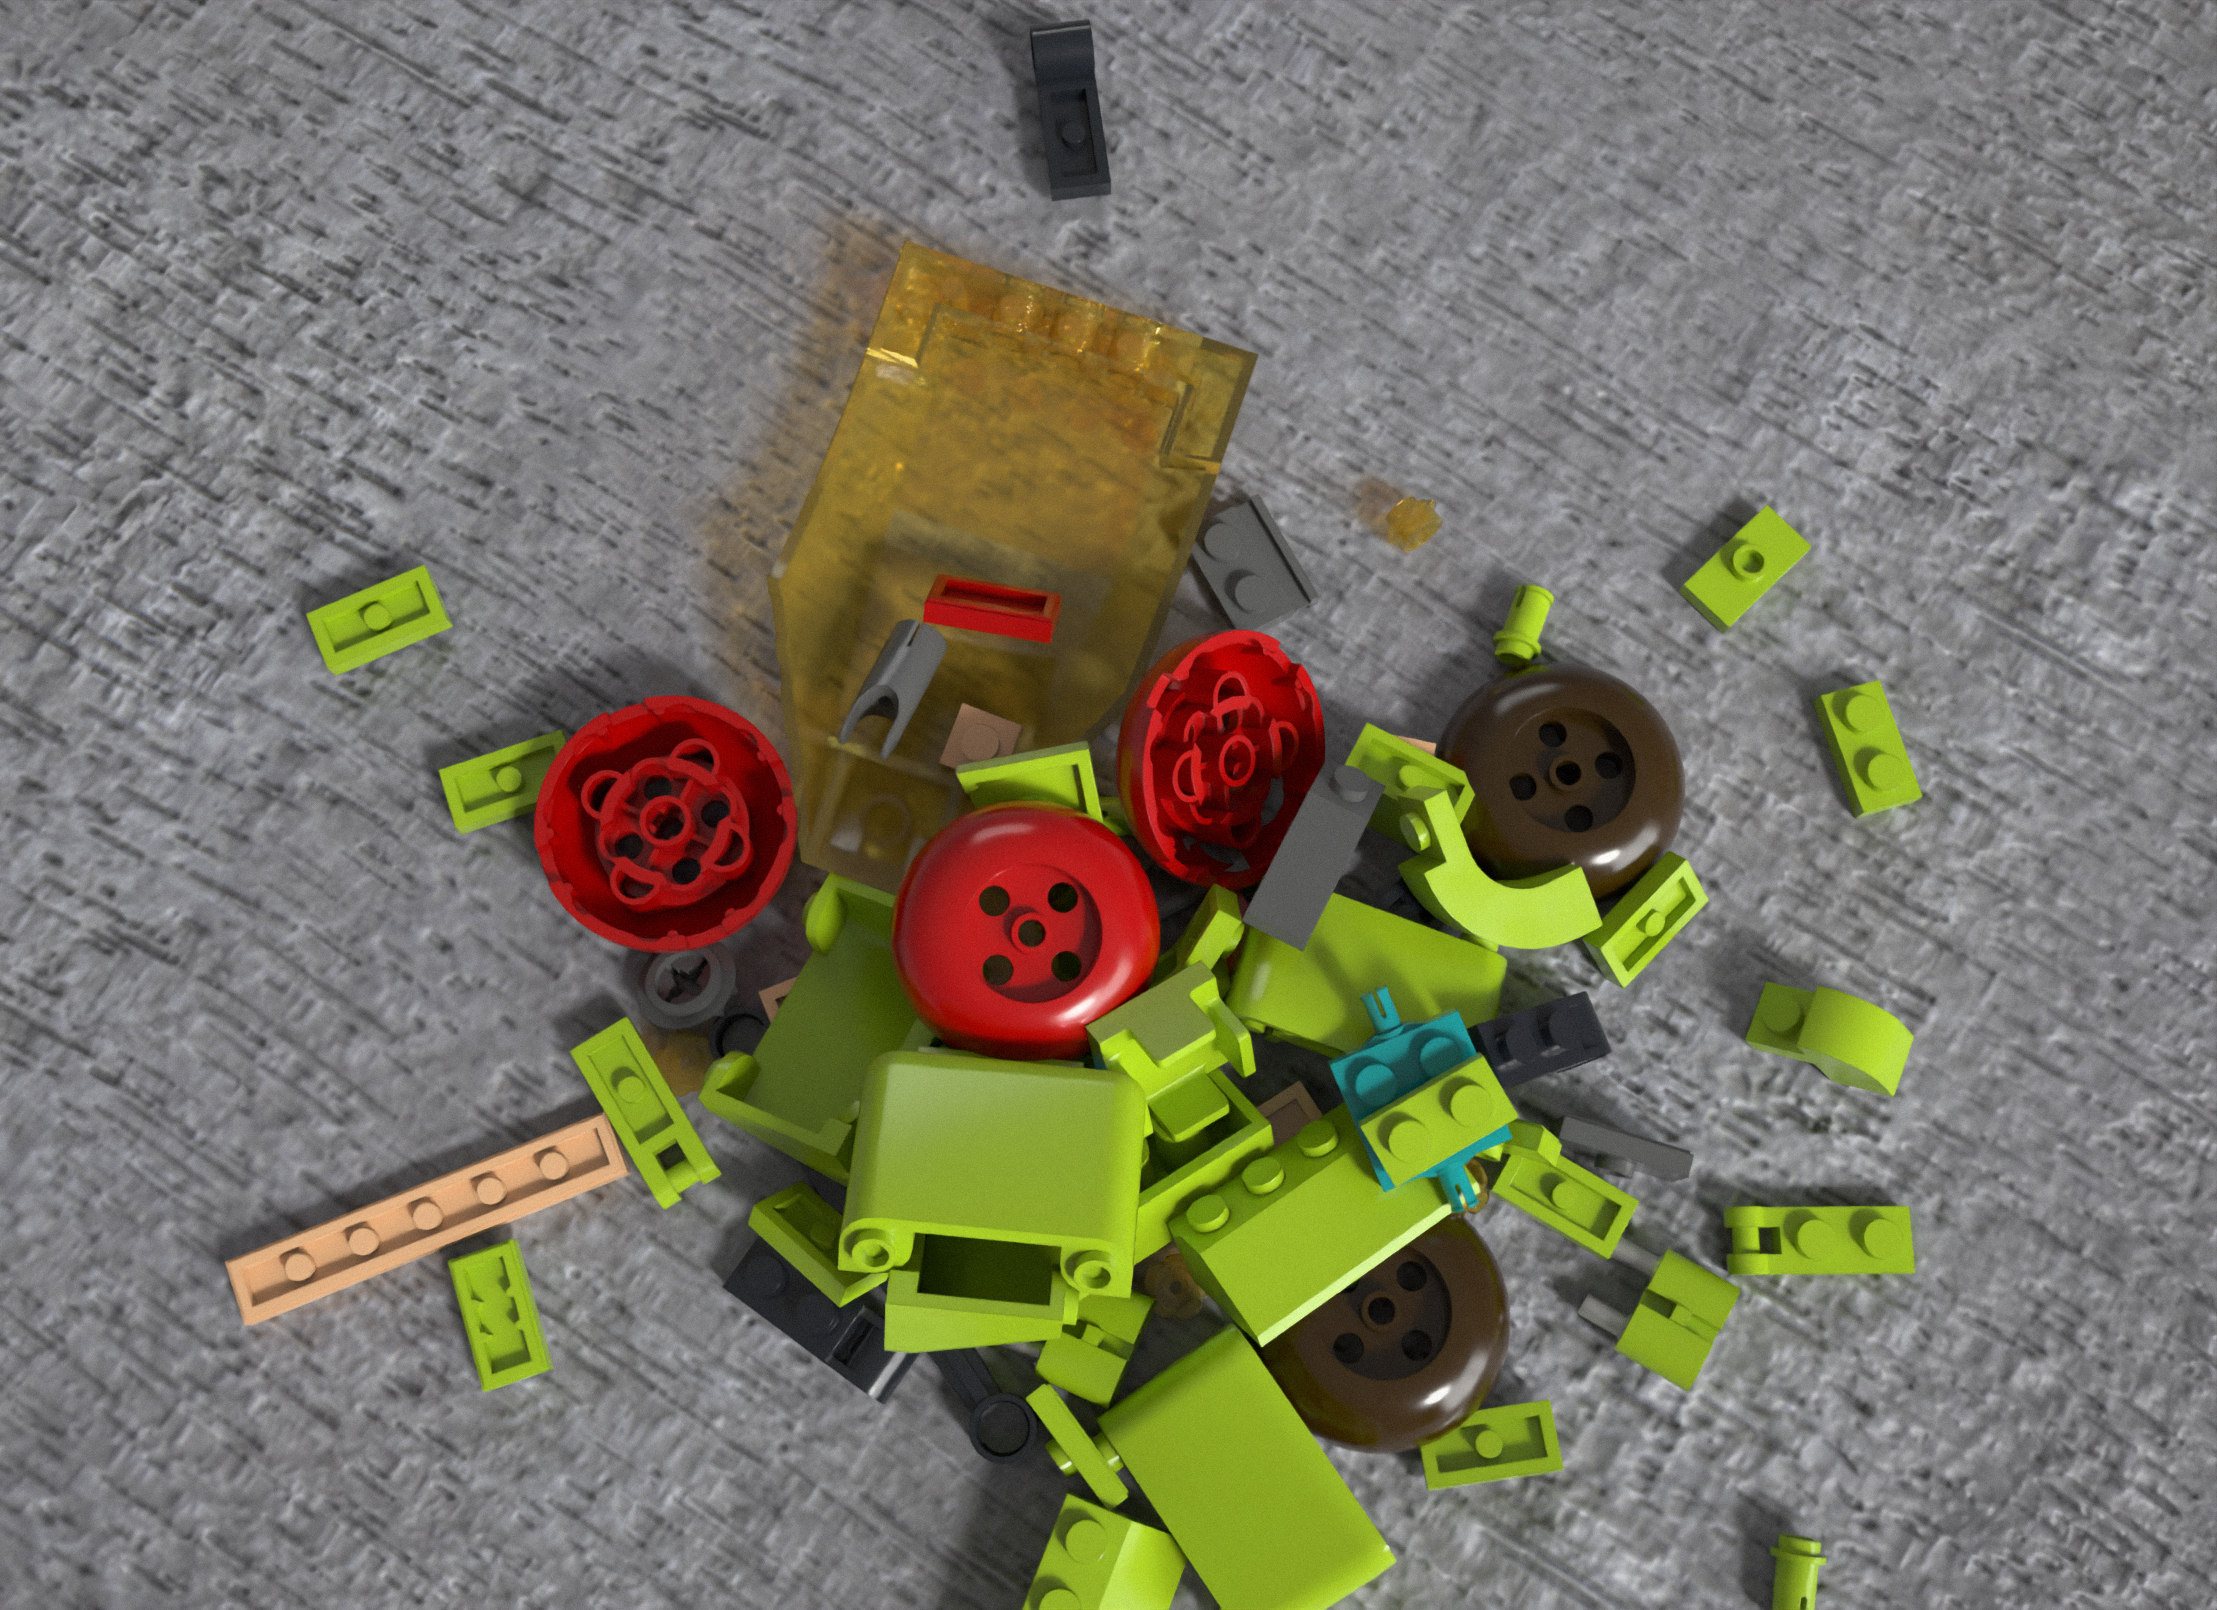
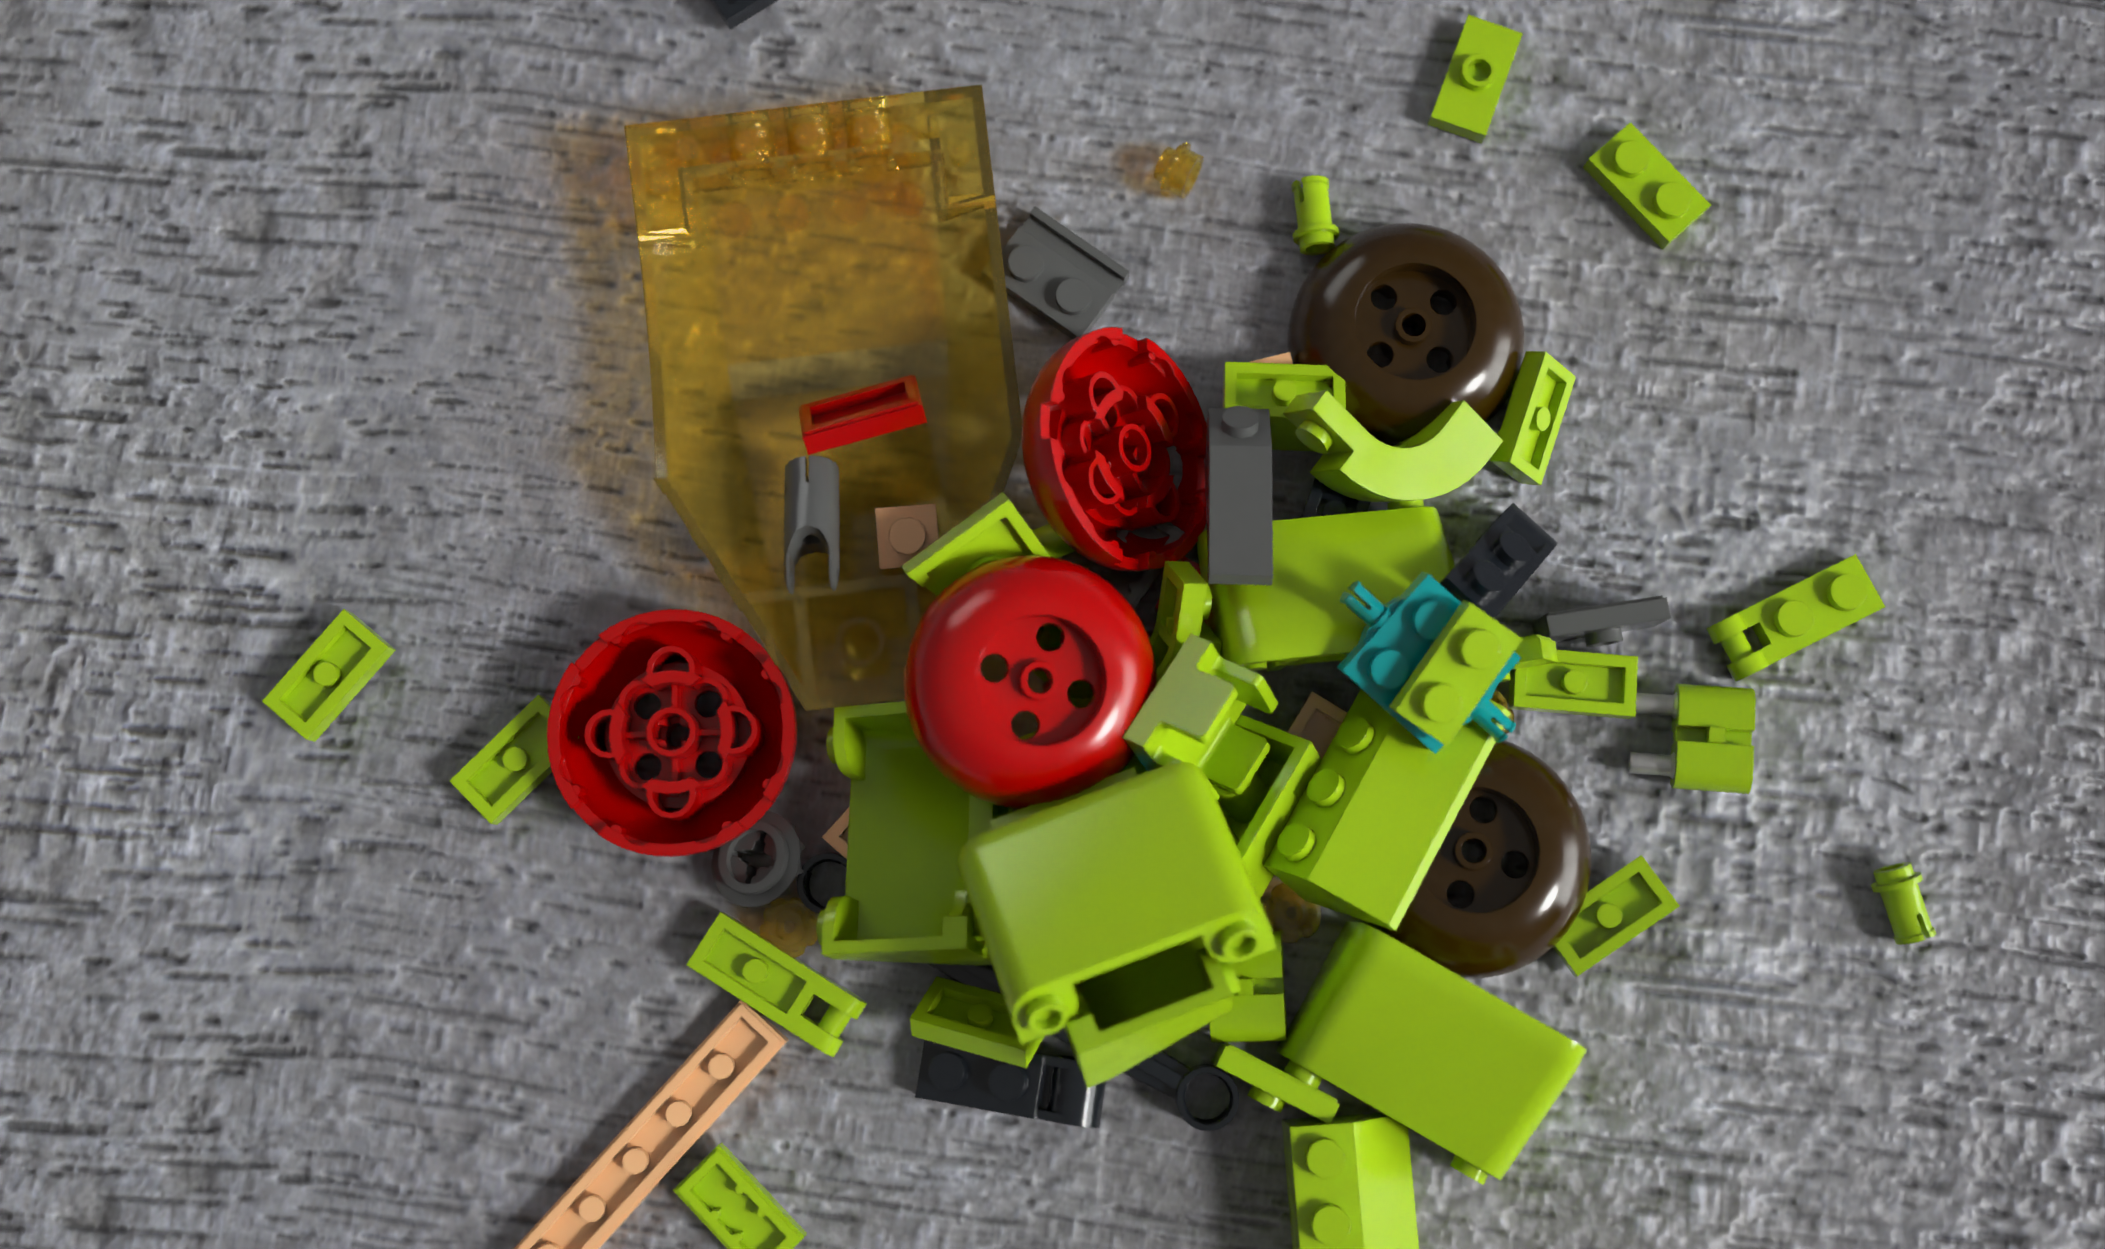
camera: 20 degrees left, 5 degrees up
(1836, 1032) = (1730, 439): lime brick -> none

